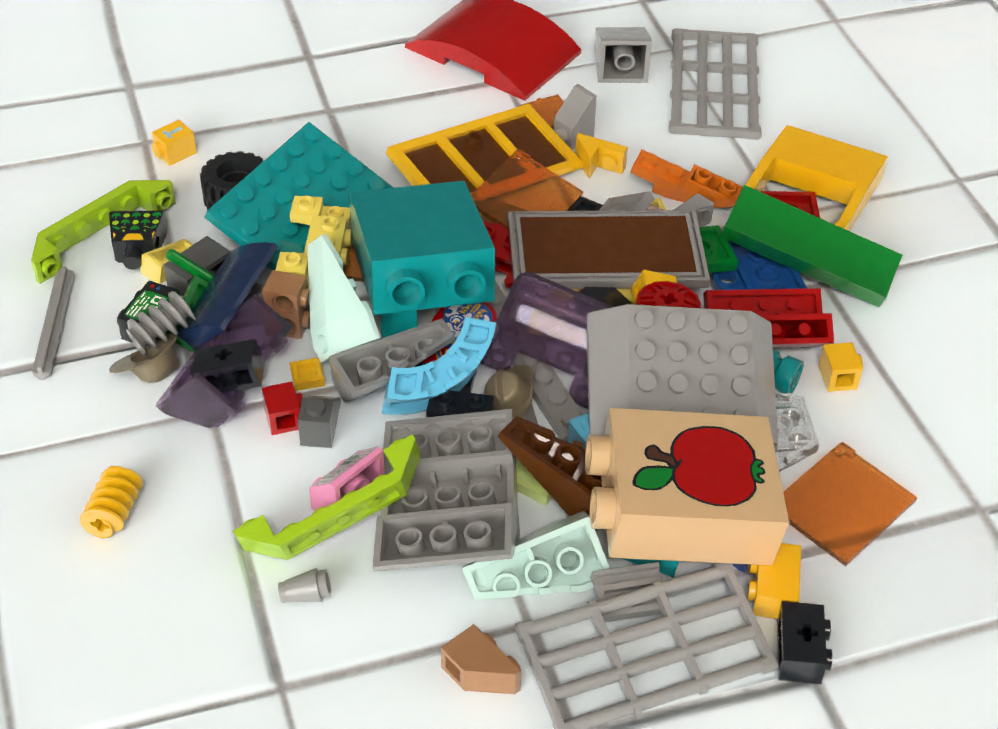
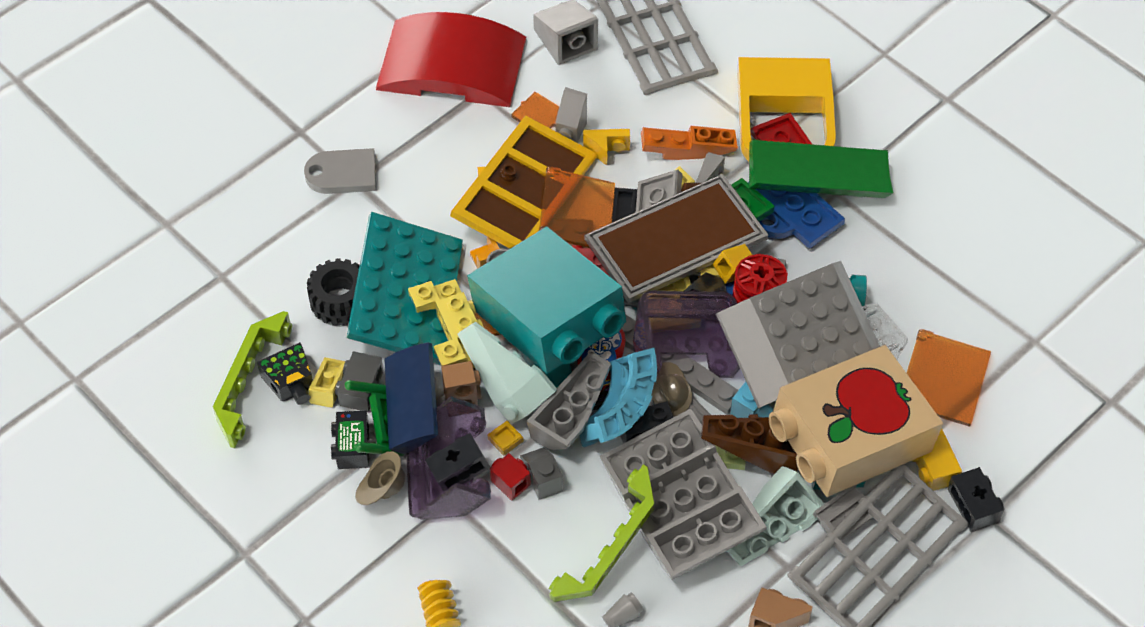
camera: 25 degrees left, 10 degrees up
(53, 323) = (276, 479): light grey axle -> none
(159, 322) = (380, 448): light grey piece -> none
(173, 142) = (253, 269): yellow brick -> none
(322, 97) = (342, 171): none -> light grey tile
(348, 475) = (603, 517): bright pink slope -> none
(793, 313) = (823, 244): red brick -> none
(840, 366) = (888, 265): yellow brick -> none

